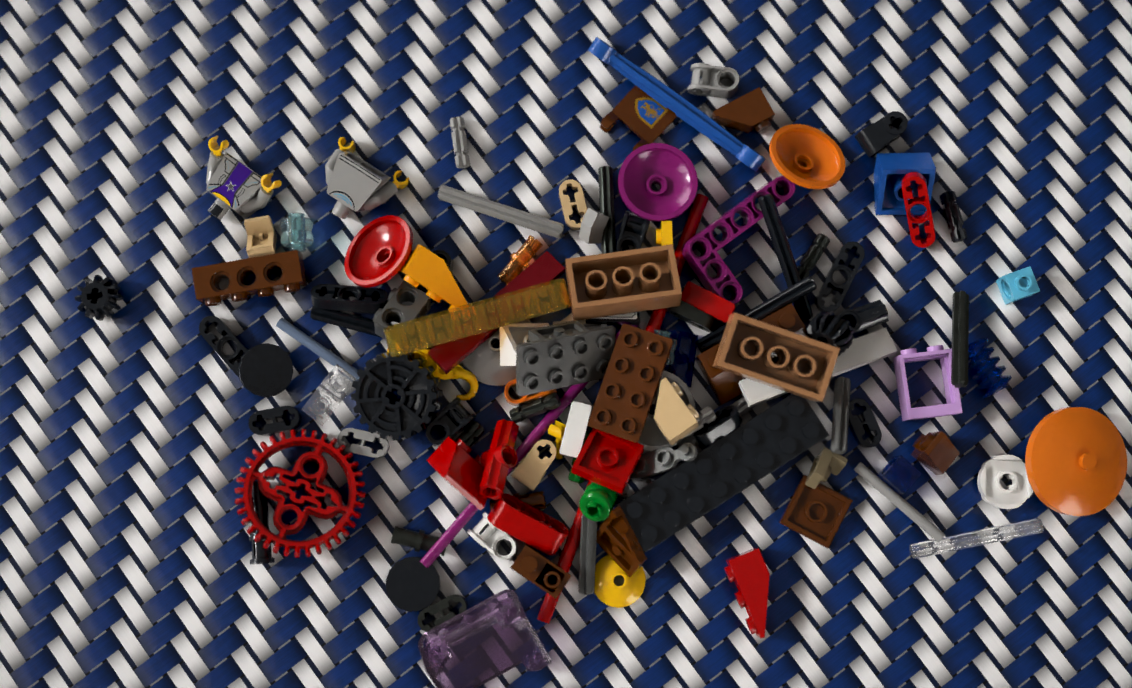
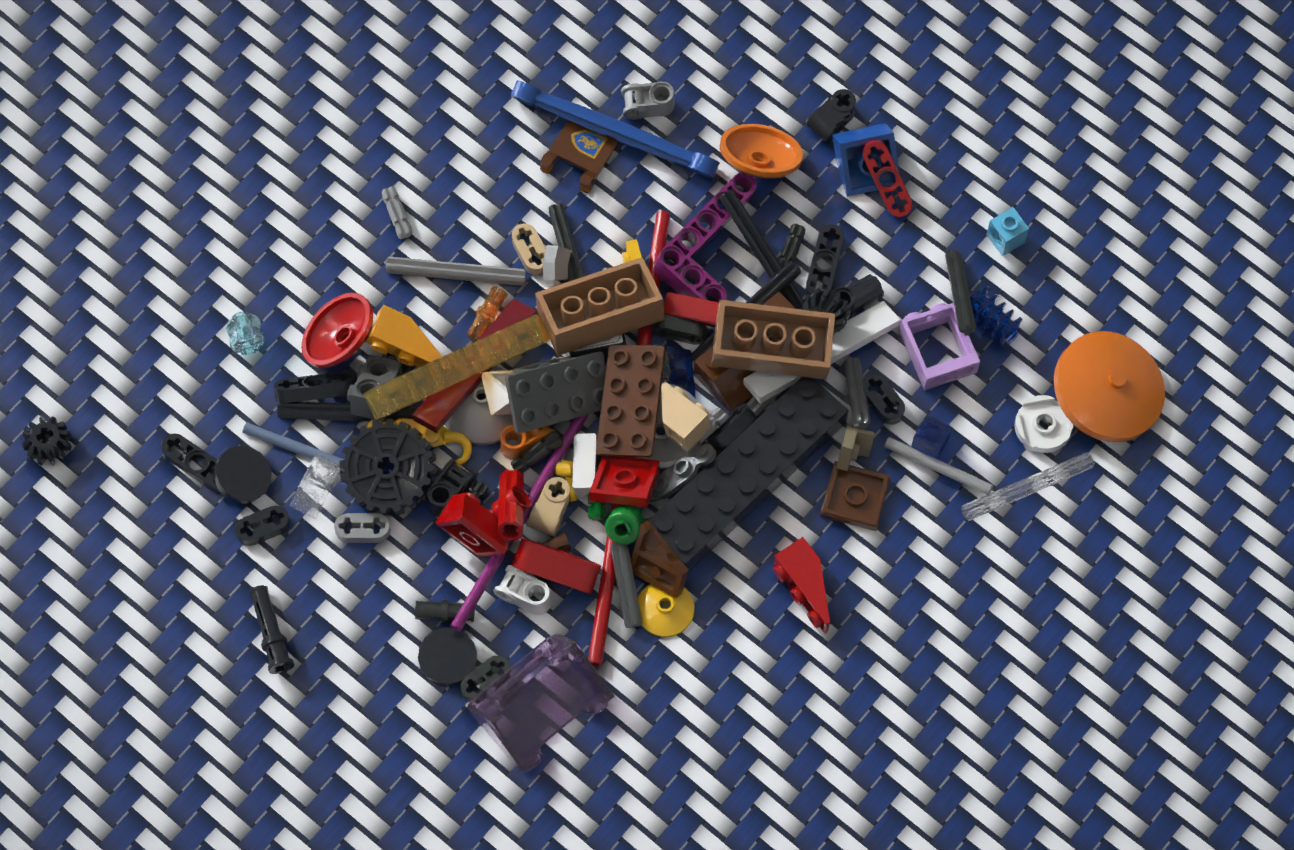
camera: 15 degrees left, 15 degrees down
(207, 278) = (210, 374): reddish brown brick -> none
(235, 184) = (170, 299): torso -> none
(261, 236) = (207, 344): tan bracket -> none
(272, 472) = (299, 595): red gear -> none
(356, 182) = (299, 270): light grey torso -> none
(541, 571) = (579, 609): reddish brown slope -> none
(632, 231) = (598, 257): black piece -> none
(662, 166) = (617, 193): magenta dish -> none
(746, 113) = (688, 123): reddish brown slope -> none
(935, 451) = (962, 406): reddish brown slope -> none
(953, 216) = (926, 181): black axle -> none

